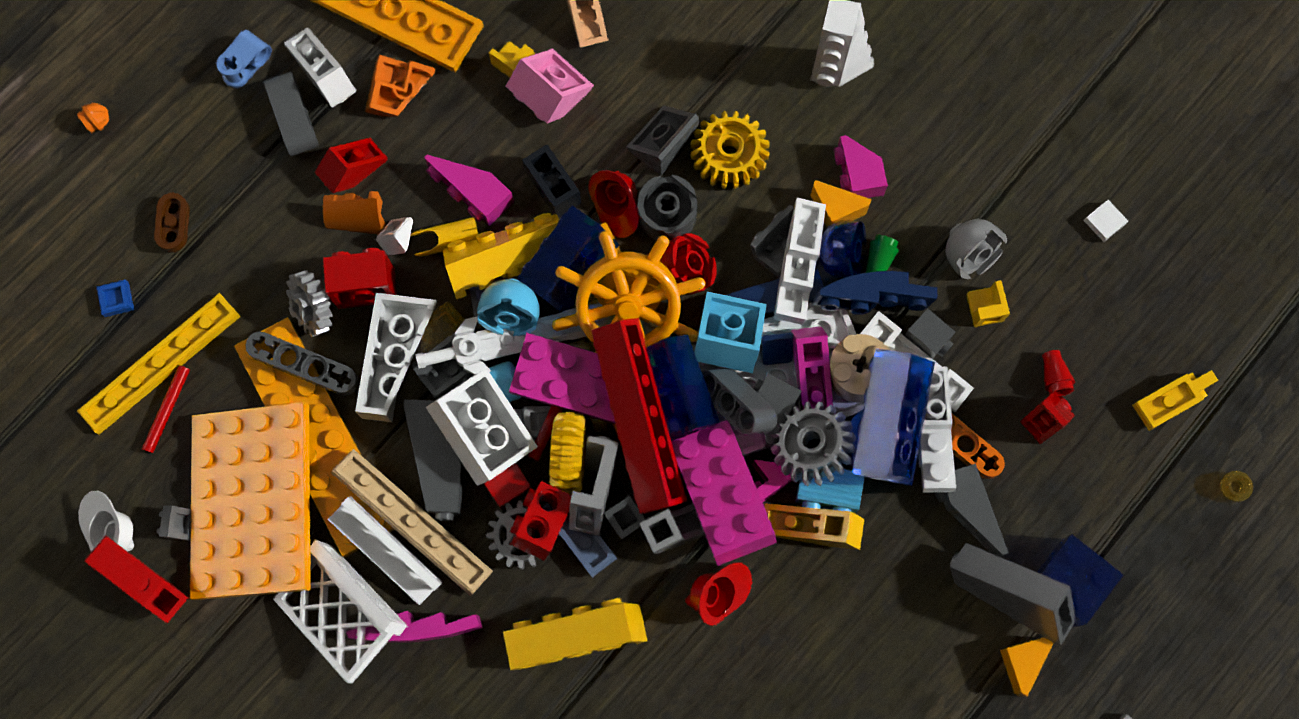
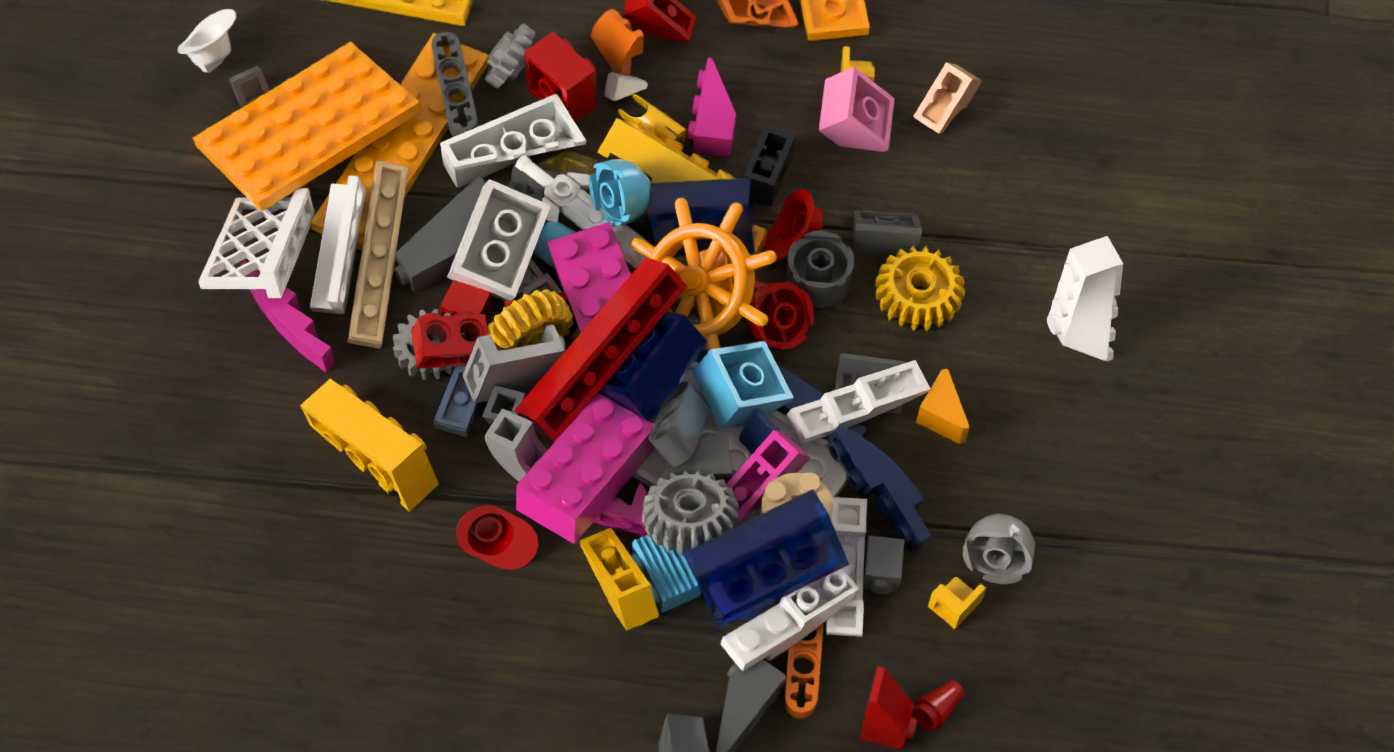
camera: 50 degrees right, 15 degrees down
(136, 579) = (179, 81): red slope -> none
(165, 409) = (342, 22): red bar -> none
(841, 248) = (906, 435): clear blue cylinder -> none
(861, 169) = (993, 407): dark pink slope -> none
(881, 253) = (929, 474): green cone -> none
(1105, 220) = (1133, 657): white tile -> none

